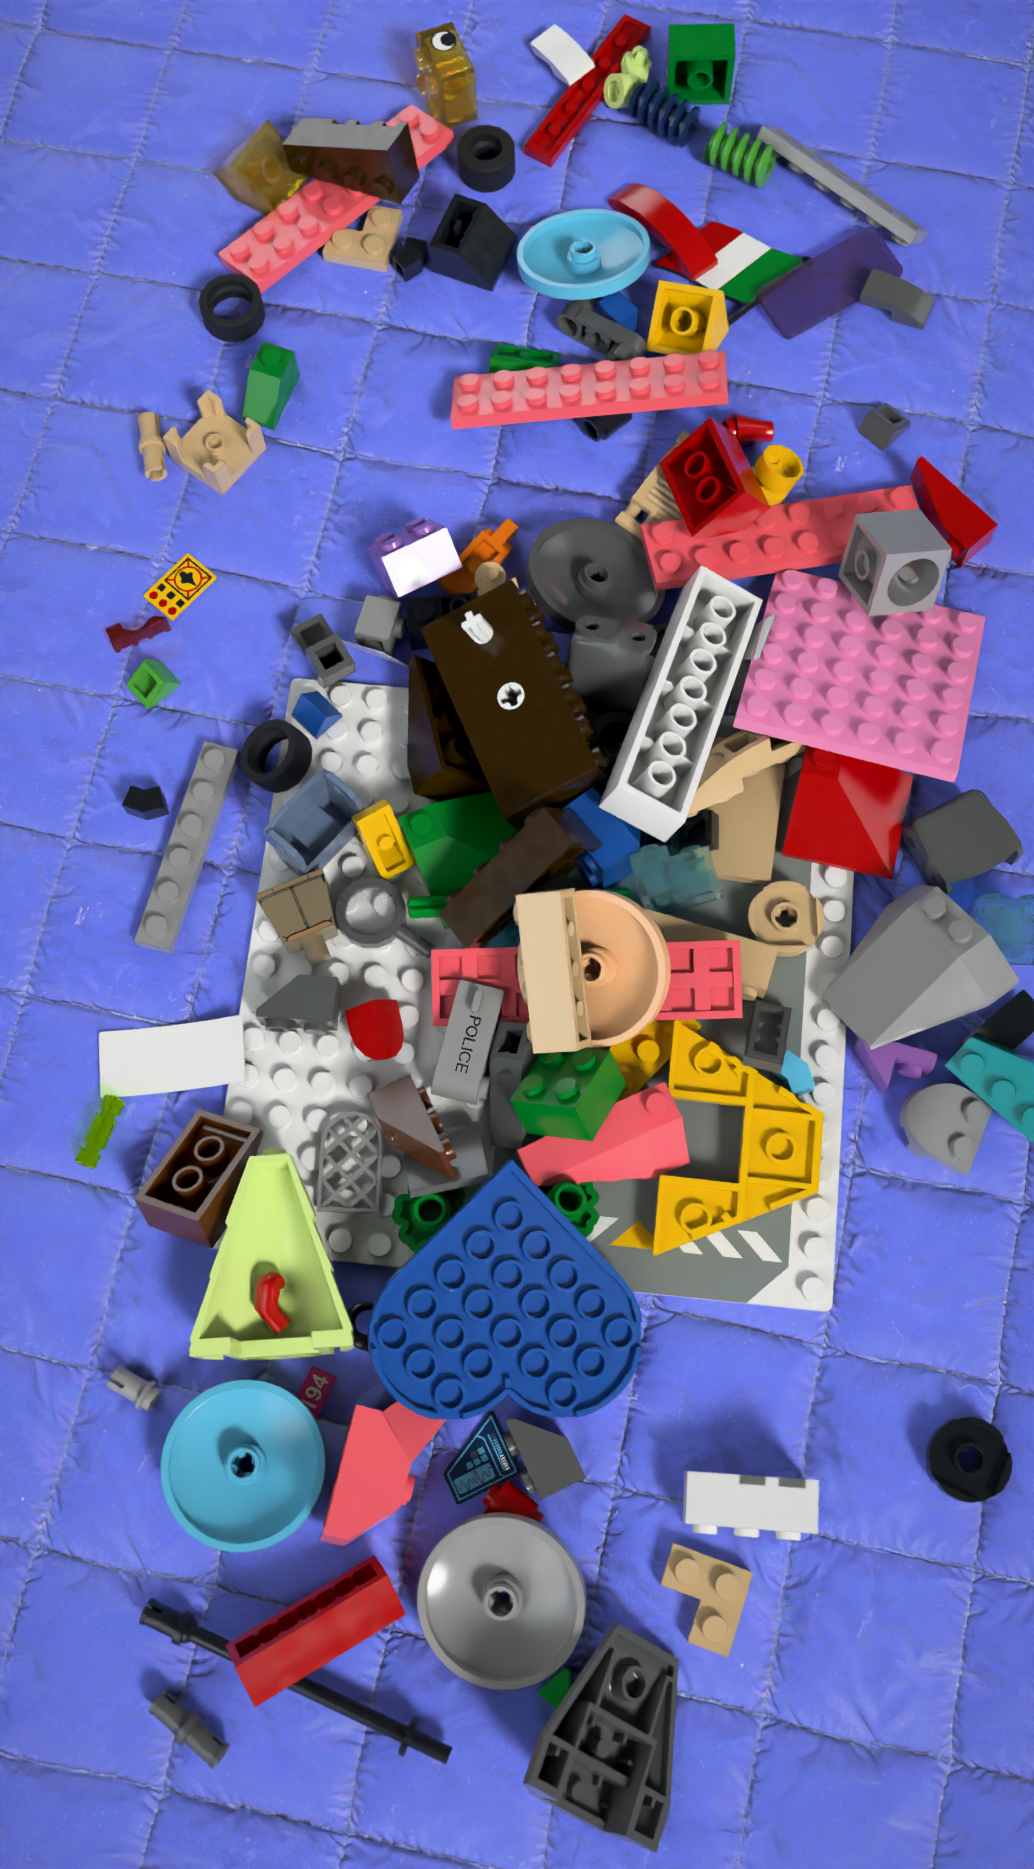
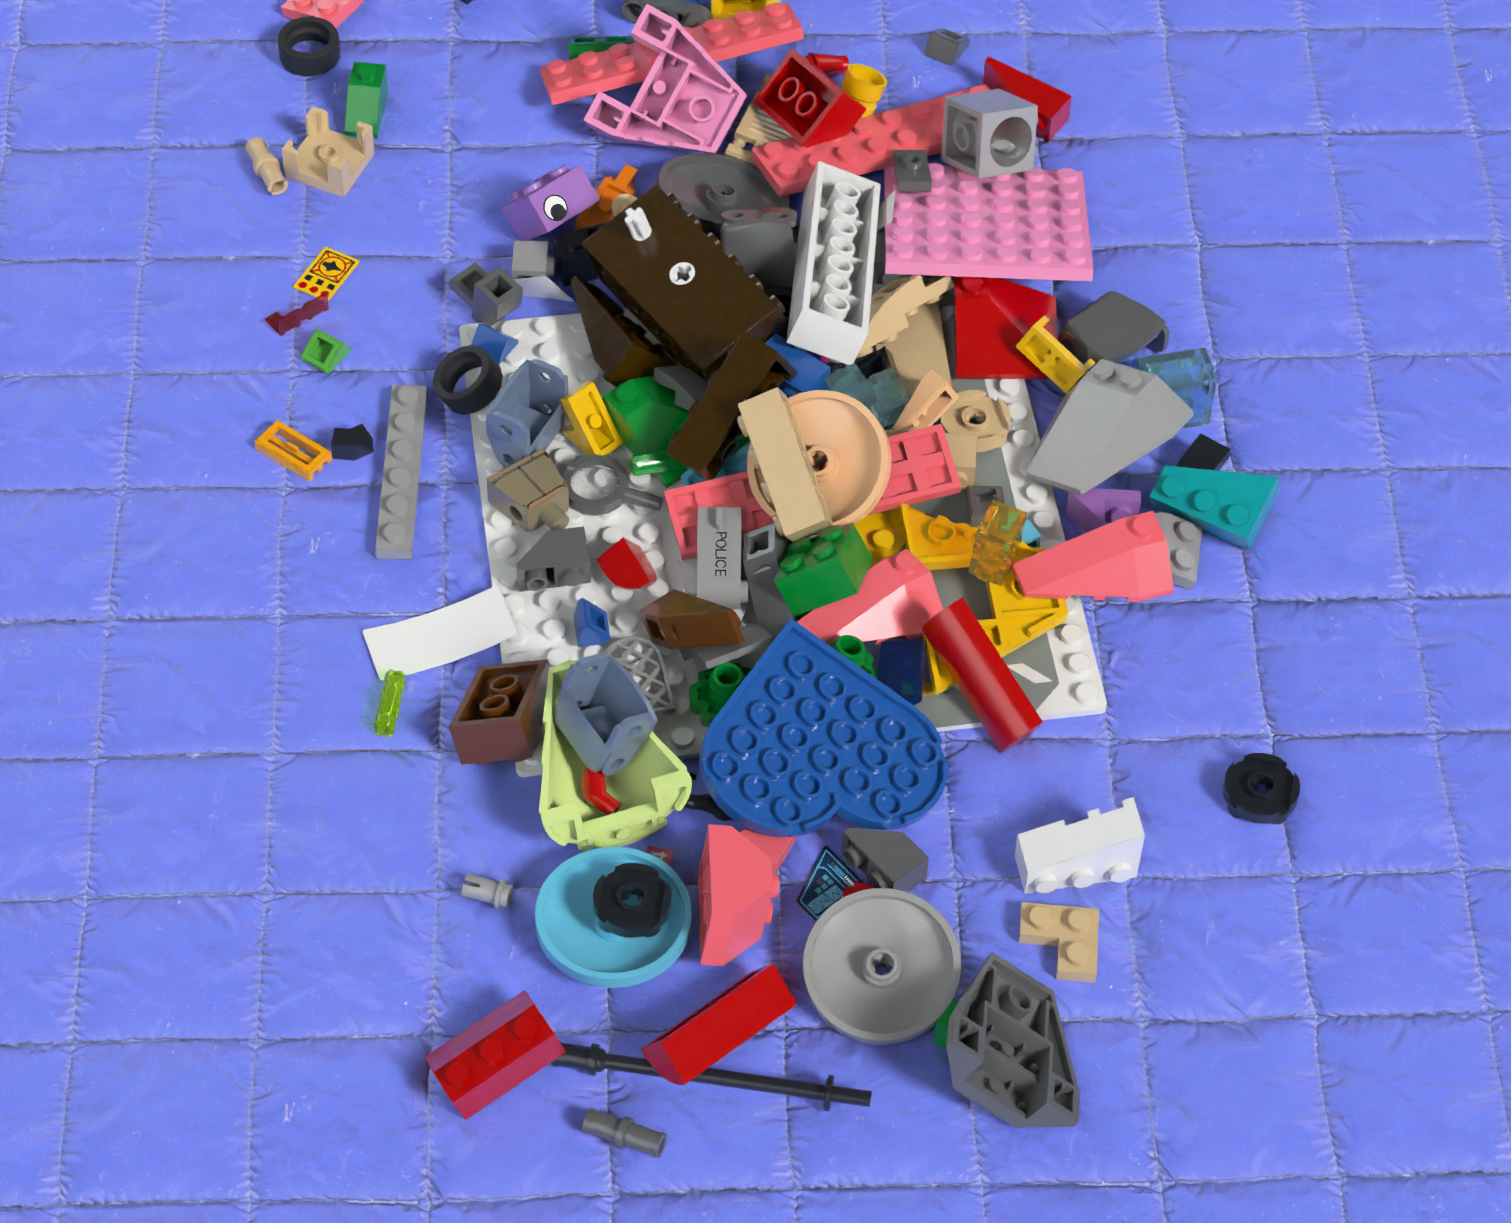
camera: 20 degrees left, 20 degrees down
(77, 1603) = (494, 1055): none -> slope
(106, 819) = (289, 454): none -> light orange tile
(271, 1487) = (627, 920): none -> black plate
(285, 1236) = (603, 713): none -> sand blue piece
(321, 1088) = (590, 624): none -> blue slope
(487, 820) = (684, 381): none -> dark grey slope
(582, 455) = (682, 101): none -> bright pink wedge
(622, 1225) = (903, 667): none -> clear blue slope
(702, 1260) = (982, 675): none -> red brick
(736, 896) = (927, 403): none -> light nougat slope
(758, 1110) = (997, 543): none -> clear yellow brick
(800, 589) = (911, 171): none -> dark grey plate
(879, 1149) = (1111, 561): none -> coral wedge
(888, 862) = (1052, 357): none -> yellow hinge

